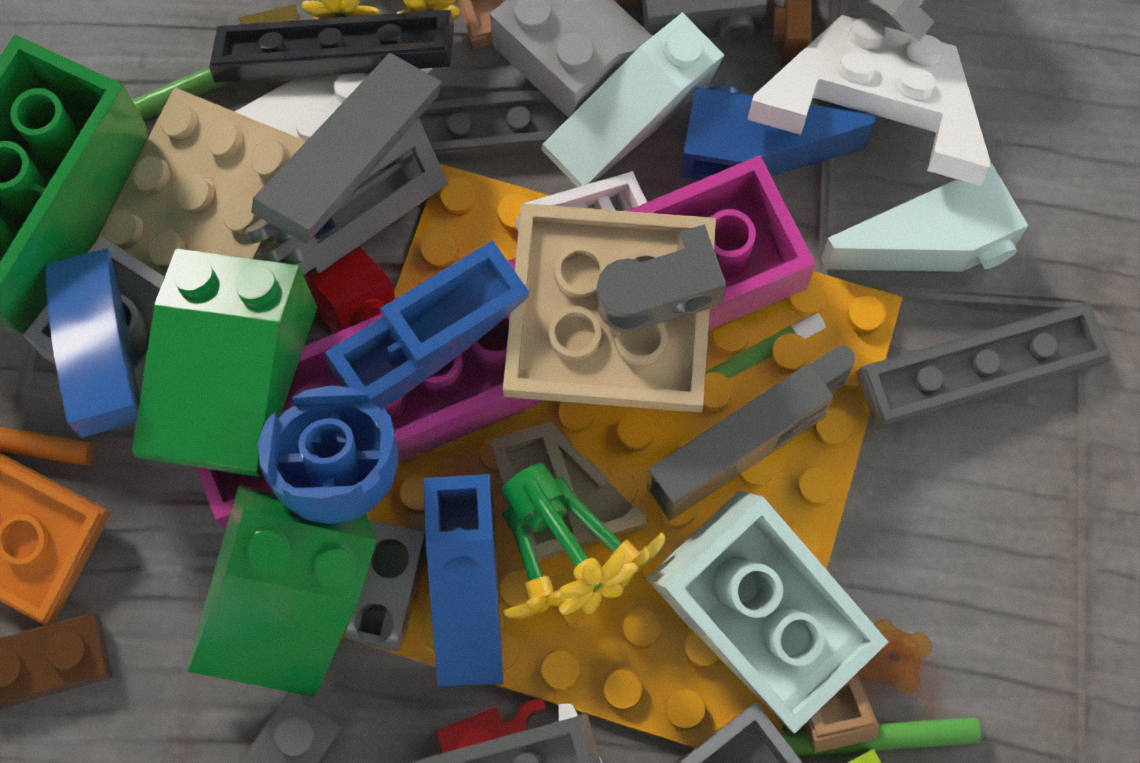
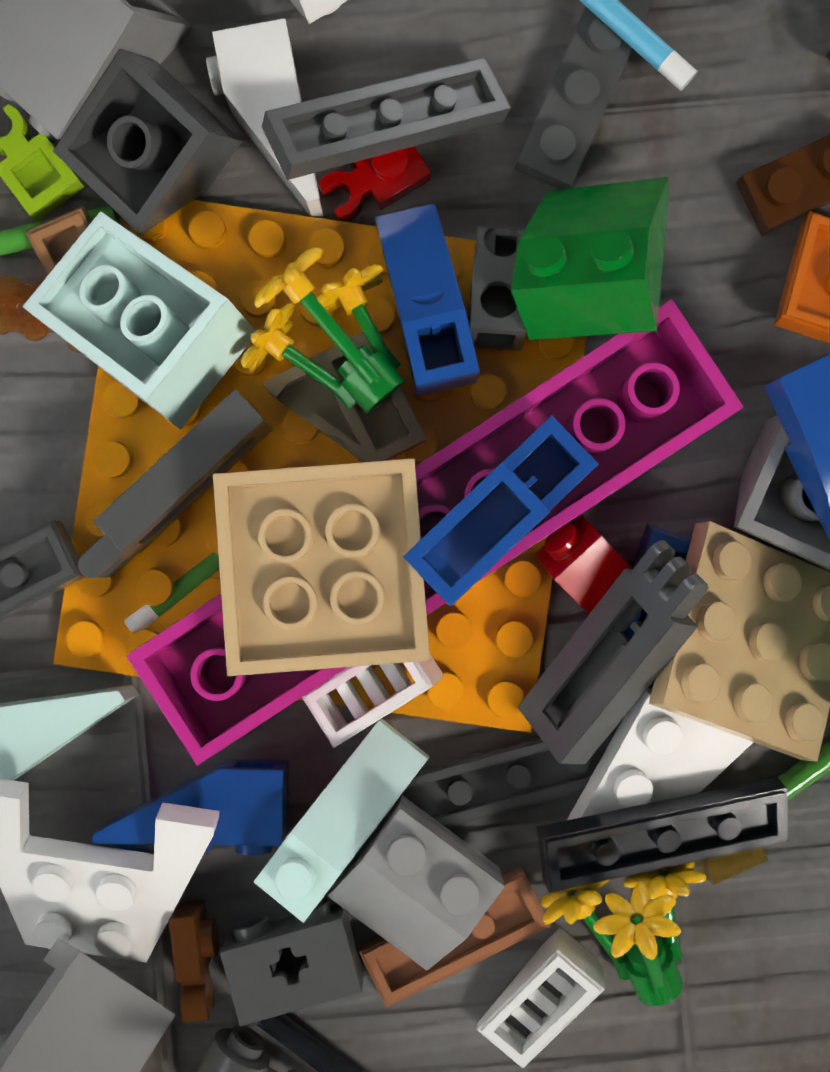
camera: 165 degrees right, 15 degrees up
(220, 359) = (702, 446): green slope -> none
(329, 455) = (573, 355): blue cylinder -> none
(345, 148) = (624, 700): dark grey tile -> none
(662, 288) = (287, 569): dark grey leg -> none

